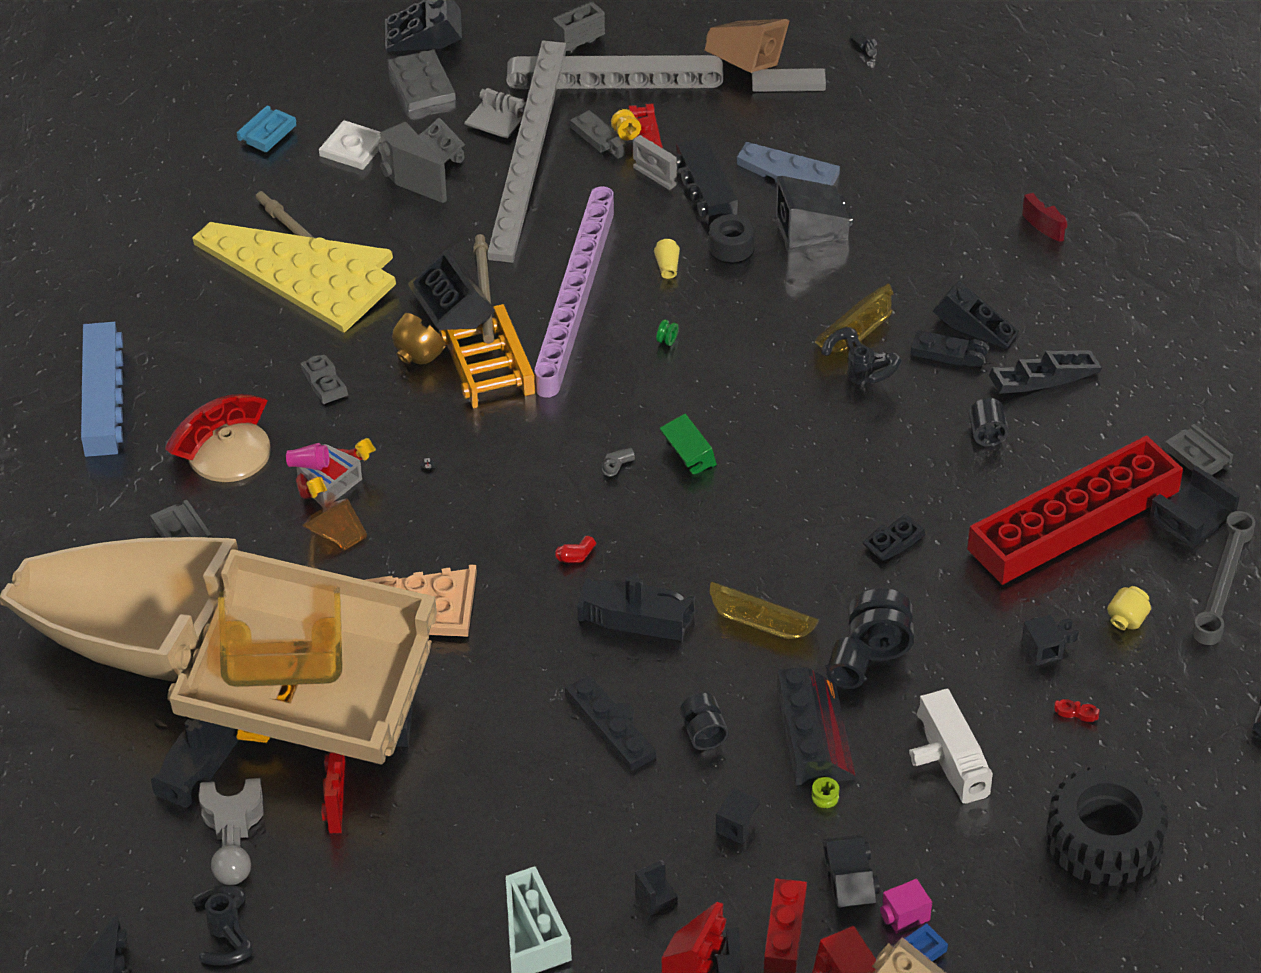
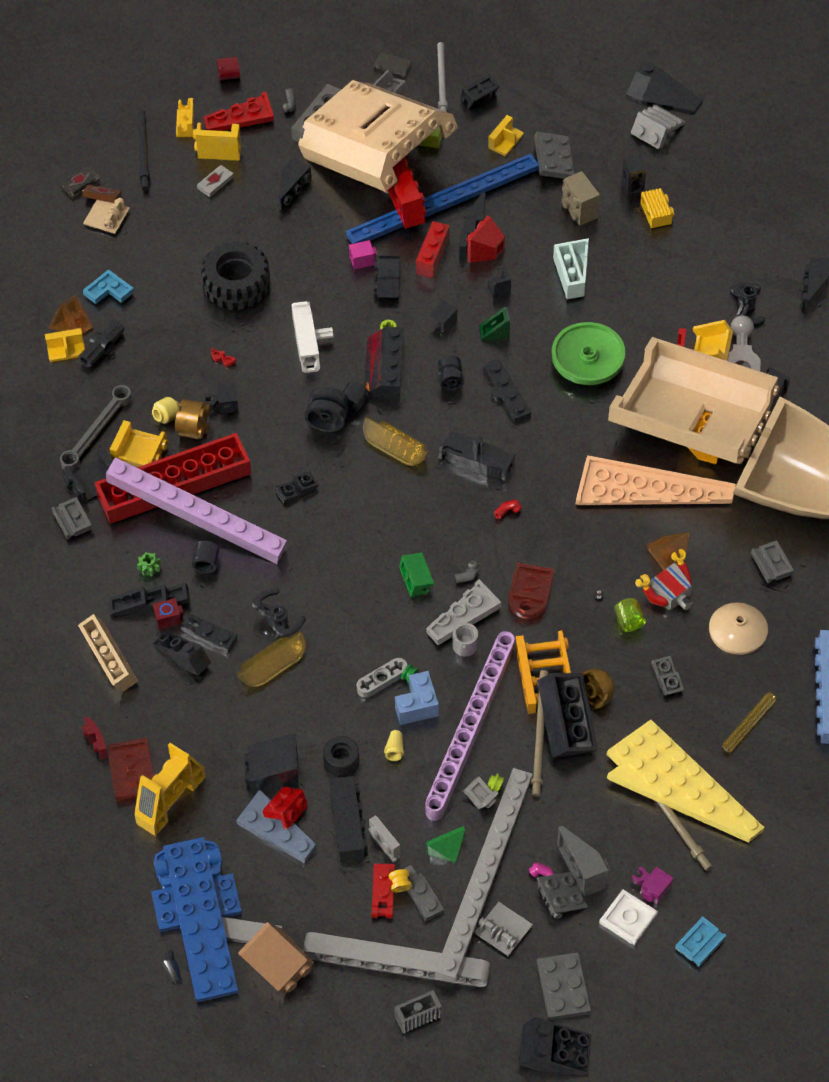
camera: 170 degrees left, 10 degrees up
(203, 421) = (751, 635): red brick -> none
(212, 343) = (748, 722): none -> clear yellow axle
(280, 662) = (709, 412): clear yellow windscreen -> none
(283, 812) = (713, 339): none -> yellow panel
(310, 457) = (682, 579): dark pink cone -> none
(324, 166) = (654, 885): none -> magenta brick
(381, 429) = (629, 614): none -> clear neon green piece
(460, 168) = (542, 869): none -> dark pink arm
(485, 778) = (588, 353): none -> bright green dish
(524, 452) = (530, 587): none -> clear red plate
(532, 236) = (495, 782): none -> lime plate
(546, 224) = (480, 793): none -> light grey bracket
(581, 176) = (447, 845): none -> green slope
(602, 374) = (465, 639): none -> light grey piece
(609, 412) = (469, 609): none -> light grey wing
(645, 812) = (496, 326): none -> dark green slope
(648, 300) = (418, 704): none -> medium blue brick
(700, 339) = (378, 685): none -> light grey beam
(782, 164) = (287, 806): none -> red bracket
(863, 100) = (195, 900): none -> blue piece
(927, 148) = (165, 788): none -> yellow wedge
(986, 196) = (128, 763): none -> clear red plate
(1010, 349) = (167, 613): none -> dark red brick
(1022, 447) = (196, 510): none -> lavender brick
(1063, 408) = (149, 564): none -> bright green gear
(1069, 295) = (108, 653): none -> tan brick
(1081, 585) = (192, 419): none -> pearl gold brick
(1147, 558) = (137, 446): none -> yellow panel

